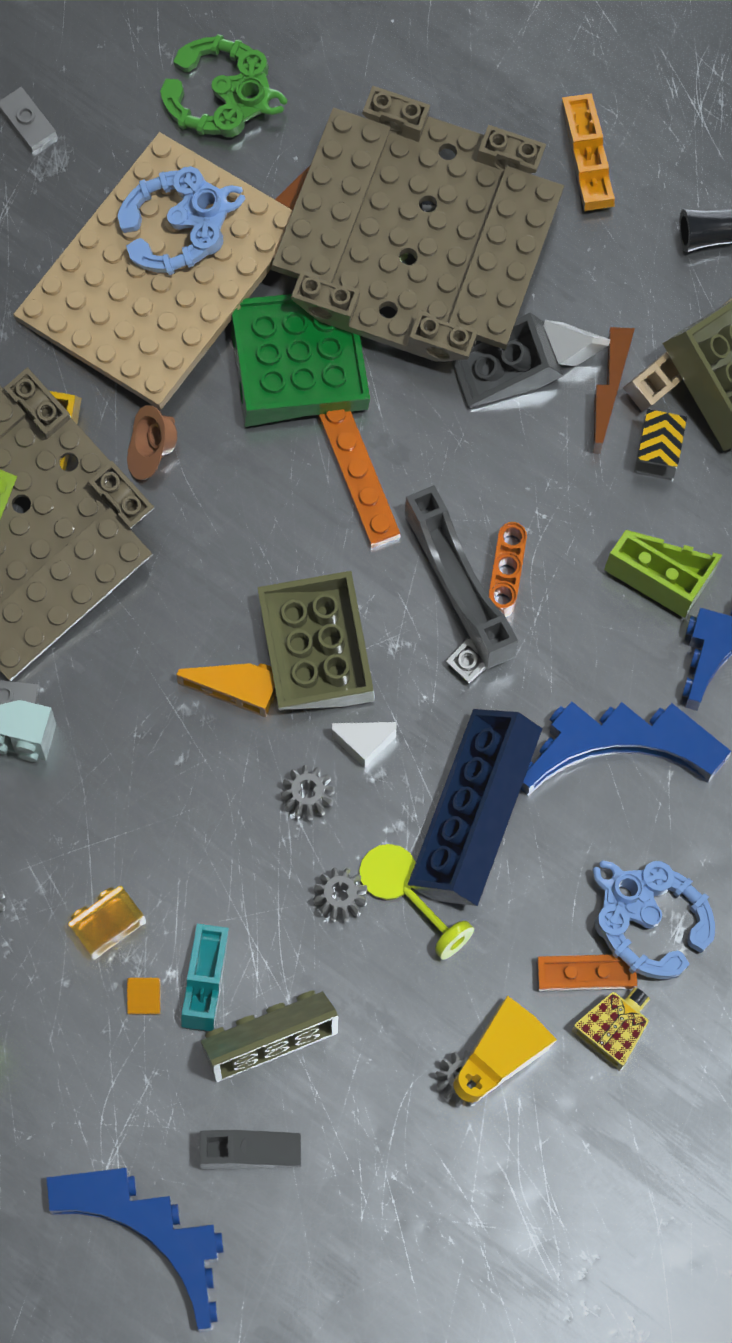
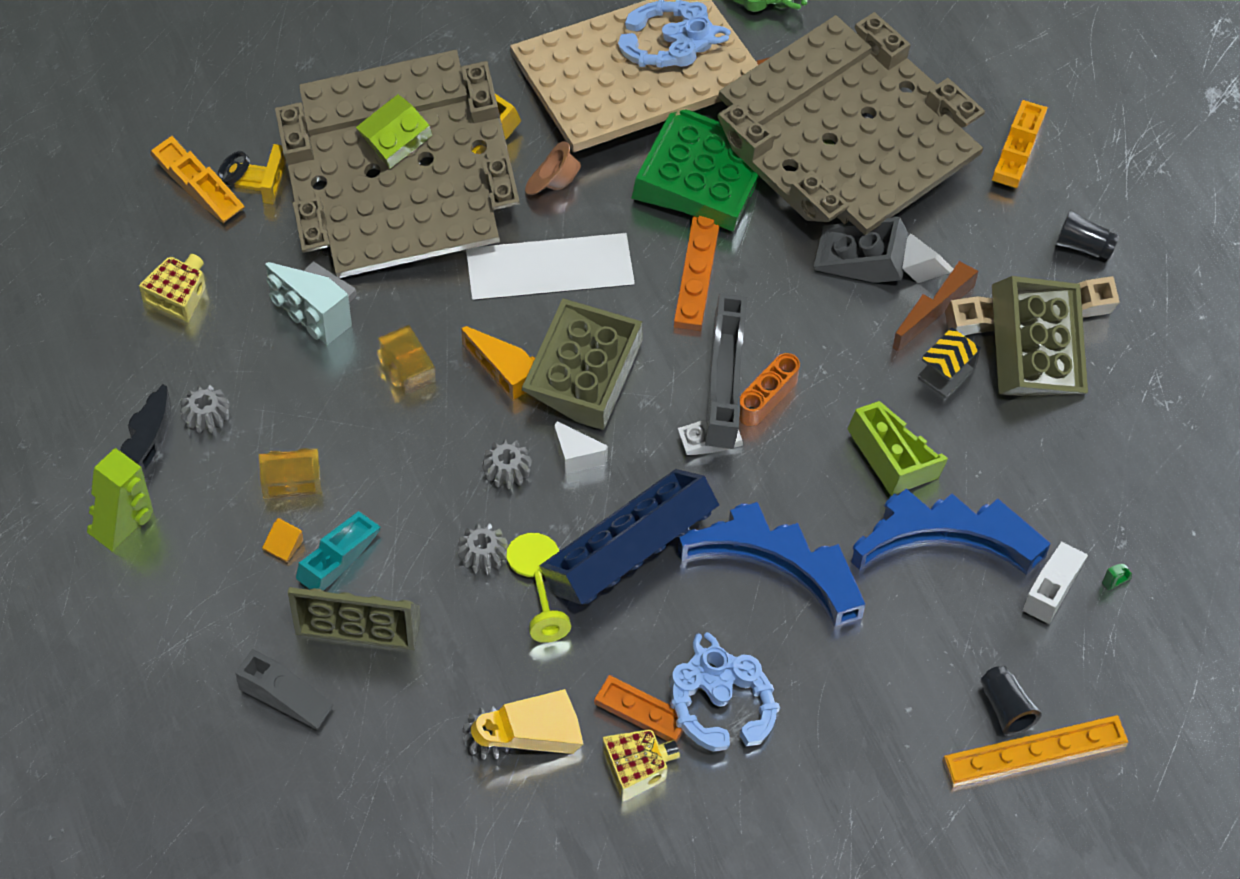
camera: 30 degrees right, 15 degrees down
(108, 1197) = (185, 738): blue arch -> none
(139, 736) = (406, 359): none -> clear yellow brick
(211, 547) = (549, 266): none -> white sticker

